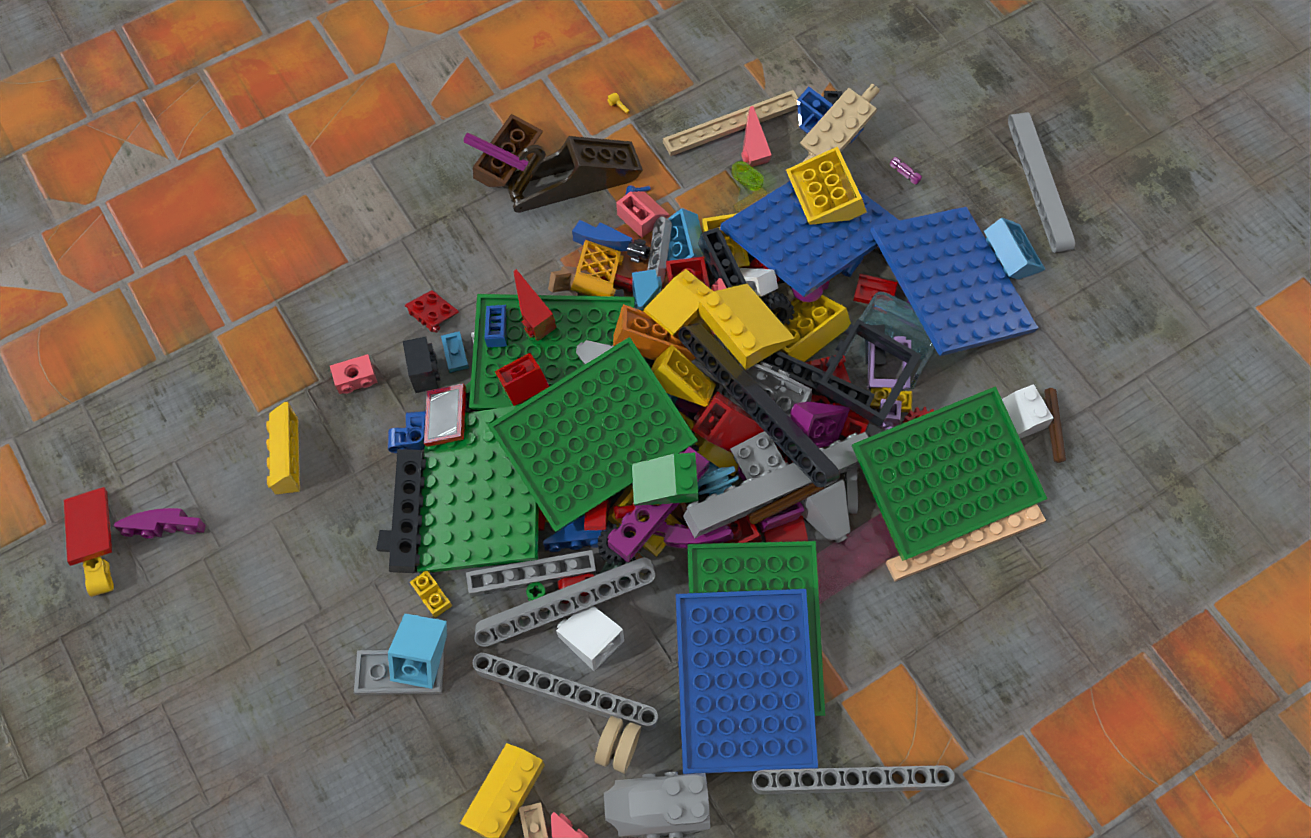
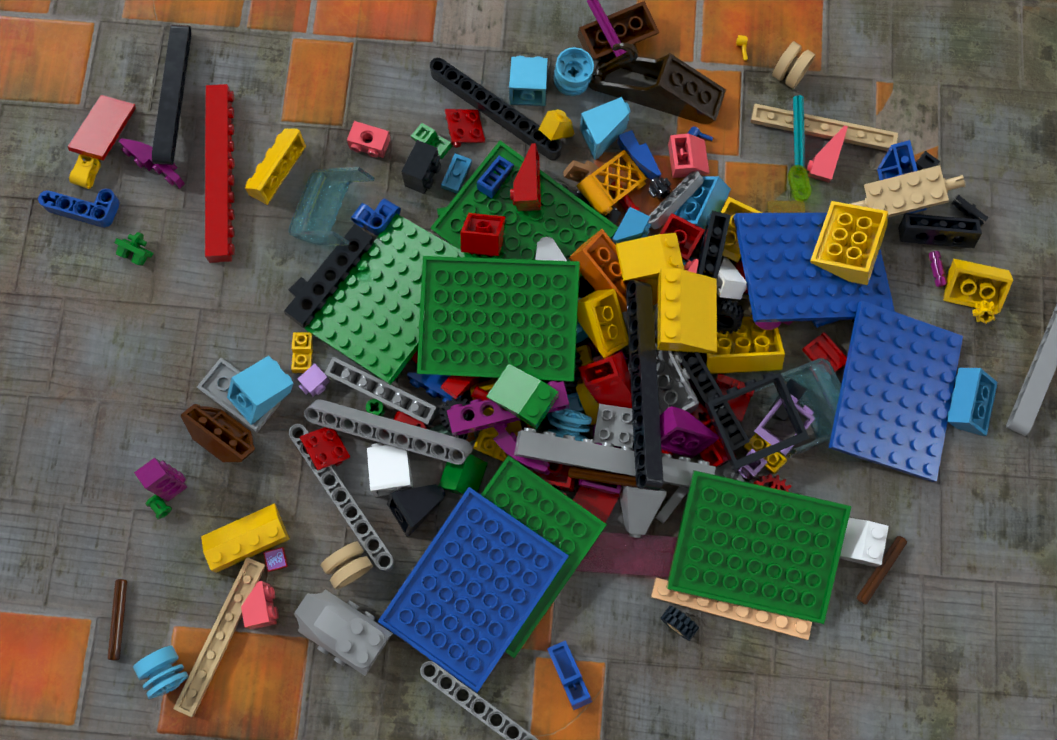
camera: 35 degrees right, 10 degrees up
(88, 623) = (77, 206): none -> blue beam
(137, 454) = (171, 95): none -> black beam
(209, 613) = (140, 253): none -> green hips
(234, 494) = (219, 174): none -> red brick
(351, 454) = (321, 204): none -> clear light blue windscreen
(388, 790) = (161, 479): none -> magenta brick
(398, 336) = (429, 136): none -> green slope
(398, 825) = (160, 512): none -> green bush
(408, 717) = (218, 433): none -> reddish brown wedge
(440, 273) = (485, 106): none -> black beam
(445, 415) = (409, 221): tile -> none
(460, 238) = (528, 81): none -> medium azure slope
(461, 609) = (313, 381): none -> lavender brick
(493, 205) = (577, 63): none -> medium azure wheel
(514, 254) = (556, 125): none -> yellow slope
(517, 657) = (325, 448): none -> red hinge
(546, 791) = (275, 559): none -> tile
(552, 231) = (603, 125): none -> medium azure slope
(635, 651) = (414, 505): none -> black slope
(657, 597) = (459, 477): none -> green slope
(660, 553) = (488, 446): none -> yellow slope
(671, 89) = (793, 65): none -> tan wheel
(715, 135) = (799, 134): none -> teal axle
(882, 694) = (569, 675): none -> blue slope
(884, 140) = (939, 230): none -> black brick
(893, 112) = (969, 209): none -> black pin
(937, 581) = (679, 623): none -> black wheel
(946, 162) = (973, 282): none -> yellow slope
(967, 177) = (985, 311): none -> yellow gear

